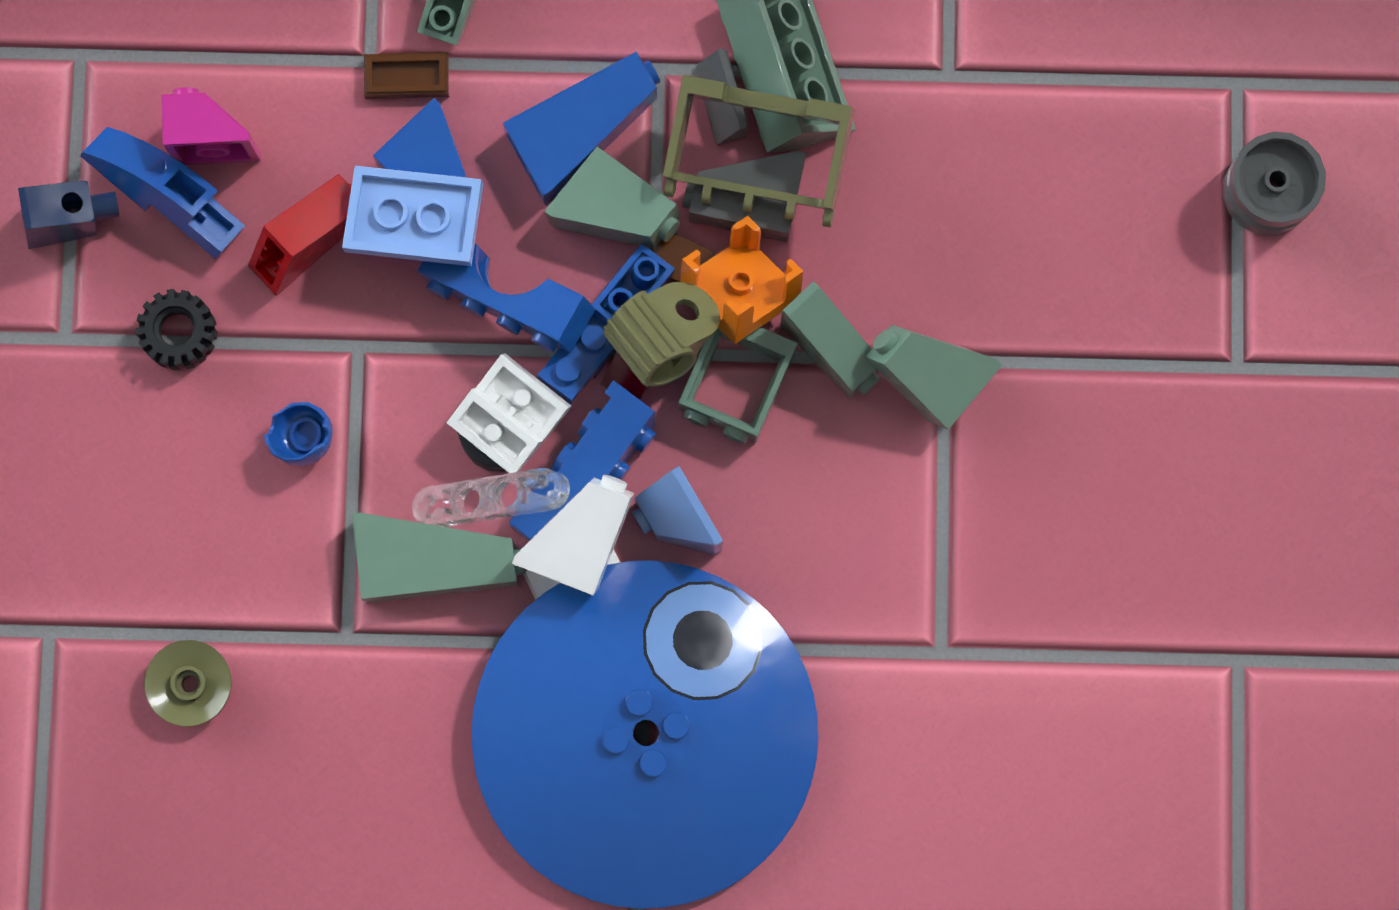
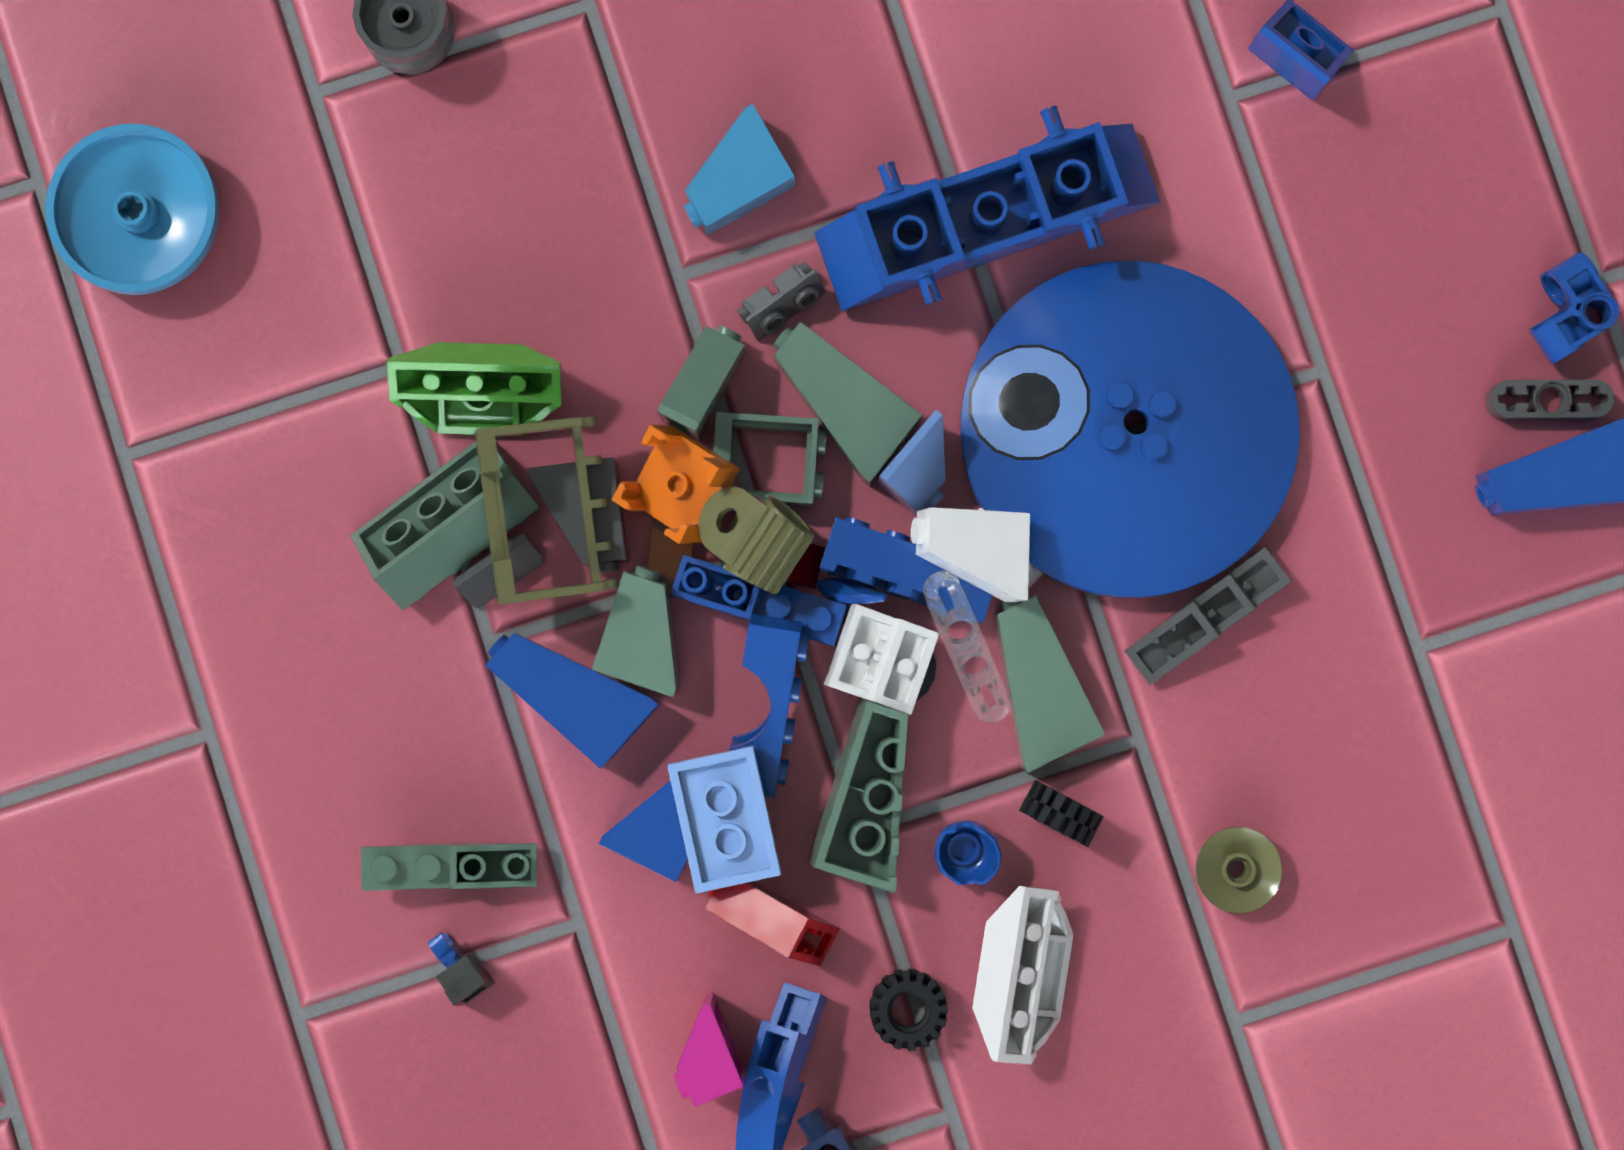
camera: 105 degrees left, 5 degrees up
(166, 444) = (1022, 974): none -> white wedge
(303, 532) = (1061, 813): none -> black tyre
(375, 350) = (865, 801): none -> sand green wedge
(406, 75) = (581, 882): reddish brown tile -> none
(439, 745) = (1208, 615): none -> dark grey slope
(584, 402) = (848, 591): none -> blue bar
(762, 473) = (853, 407): none -> sand green slope
(878, 428) = (798, 290): none -> dark grey hinge
(900, 672) = (986, 213): none -> blue piece
(902, 131) = (474, 385): none -> bright green wedge
(931, 372) = (698, 276): sand green slope -> none
(1020, 447) = (738, 175): none -> dark azure slope

